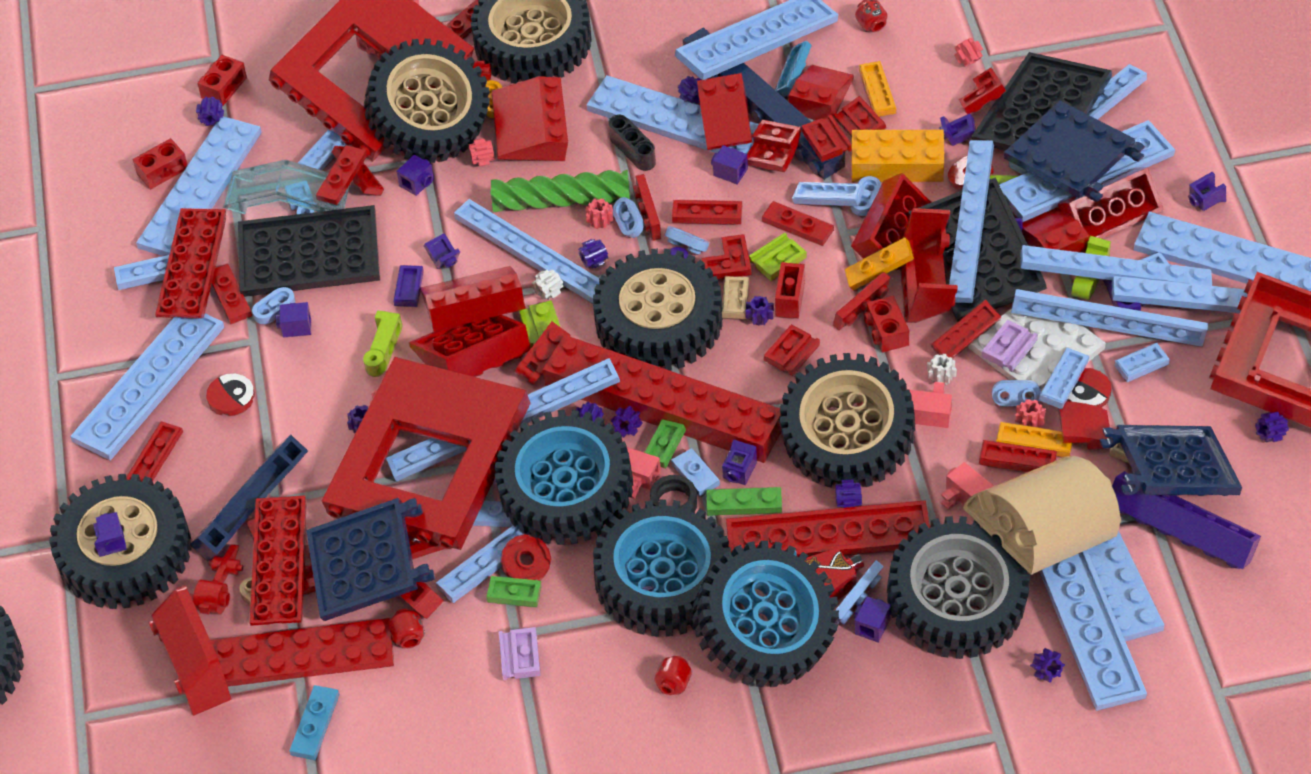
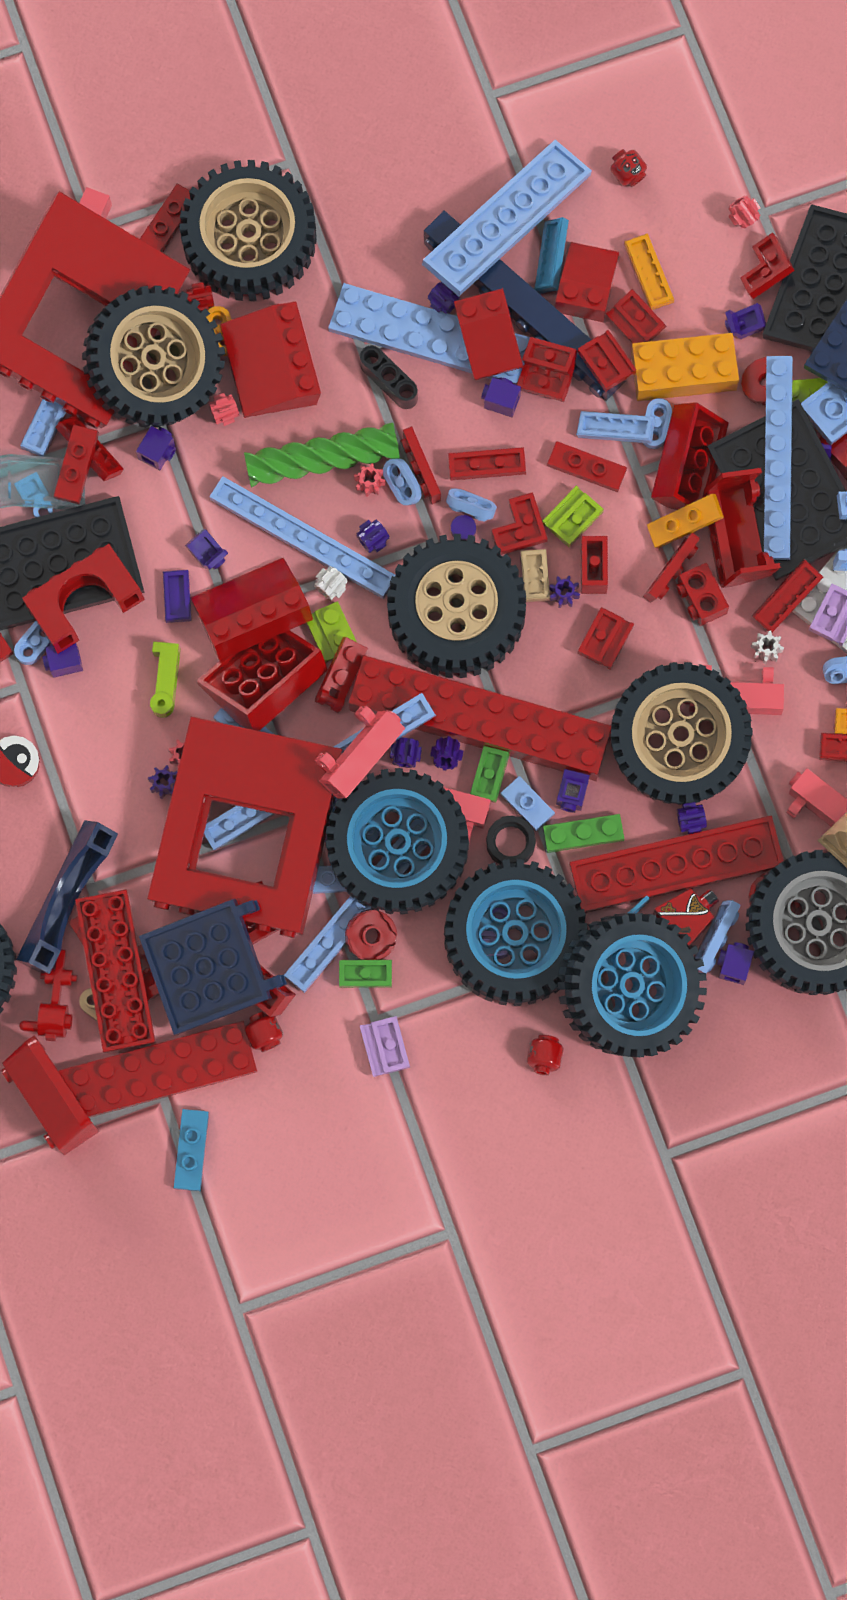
camera: 10 degrees left, 25 degrees up
(342, 251) = (99, 569): none -> red arch
(543, 393) = (362, 753): none -> coral brick

